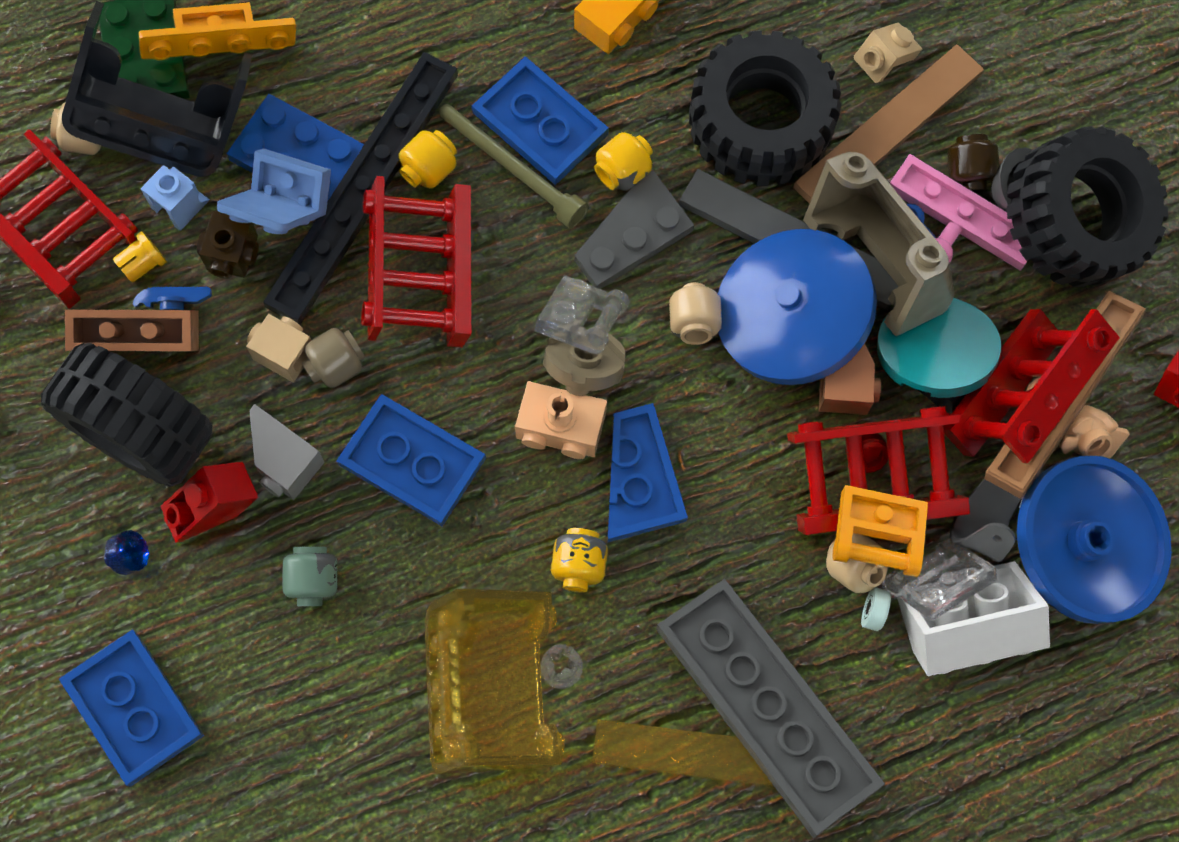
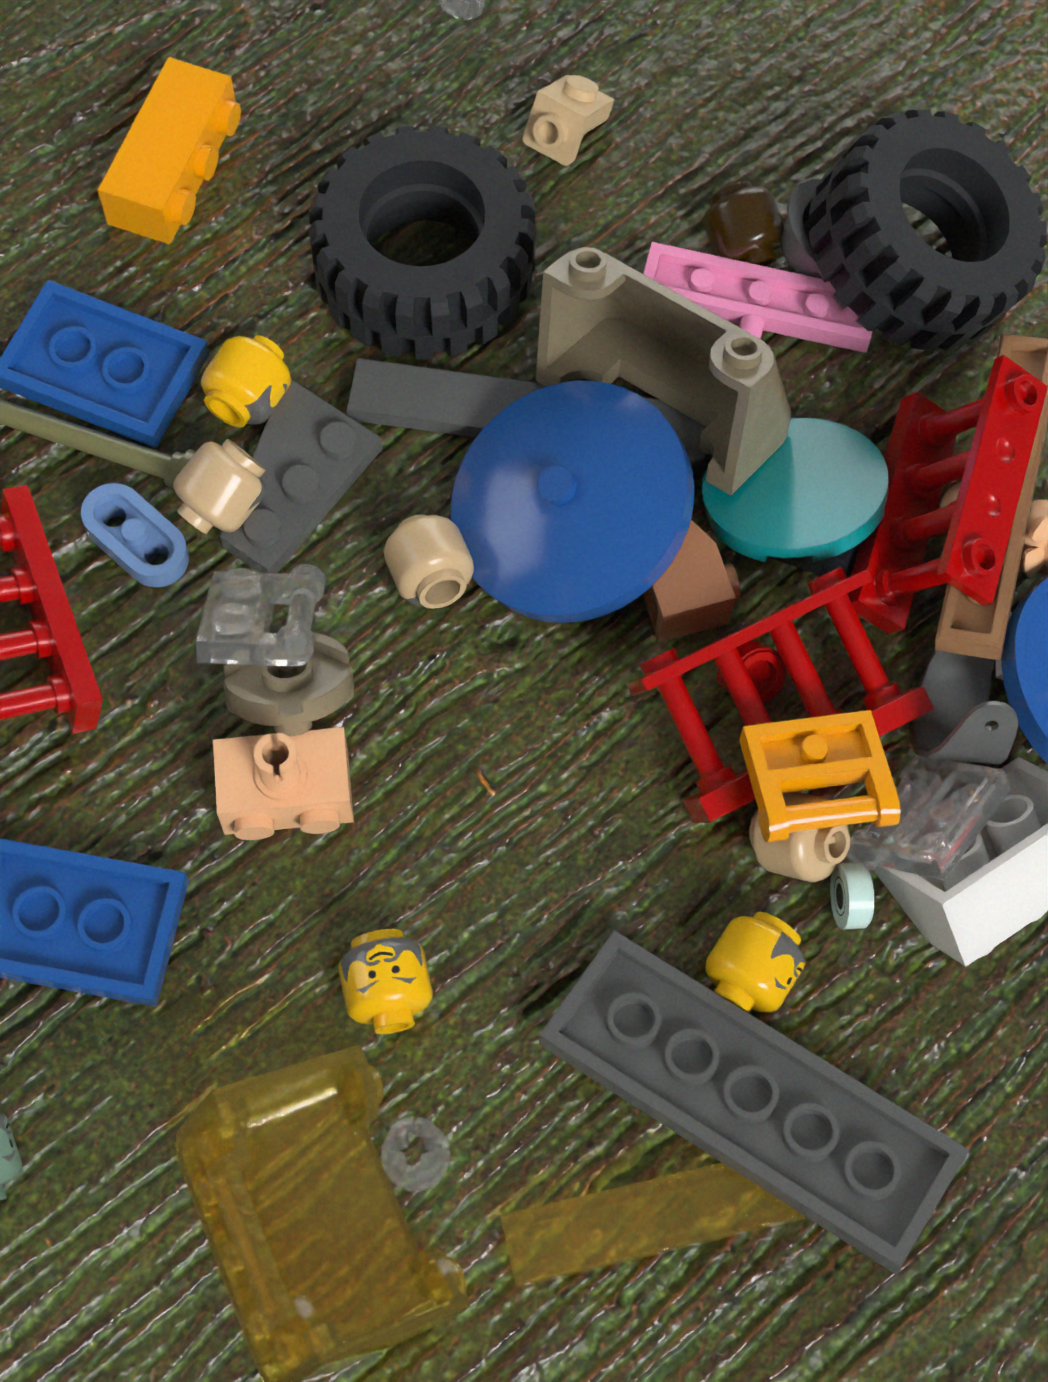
camera: 20 degrees left, 5 degrees down
(526, 238) = (138, 538): none -> medium blue plate
(584, 225) = (219, 487): none -> tan head
(642, 477) = (436, 825): blue wing -> none
(802, 628) = (756, 962): none -> yellow head
(902, 114) = (621, 192): medium nougat tile -> none

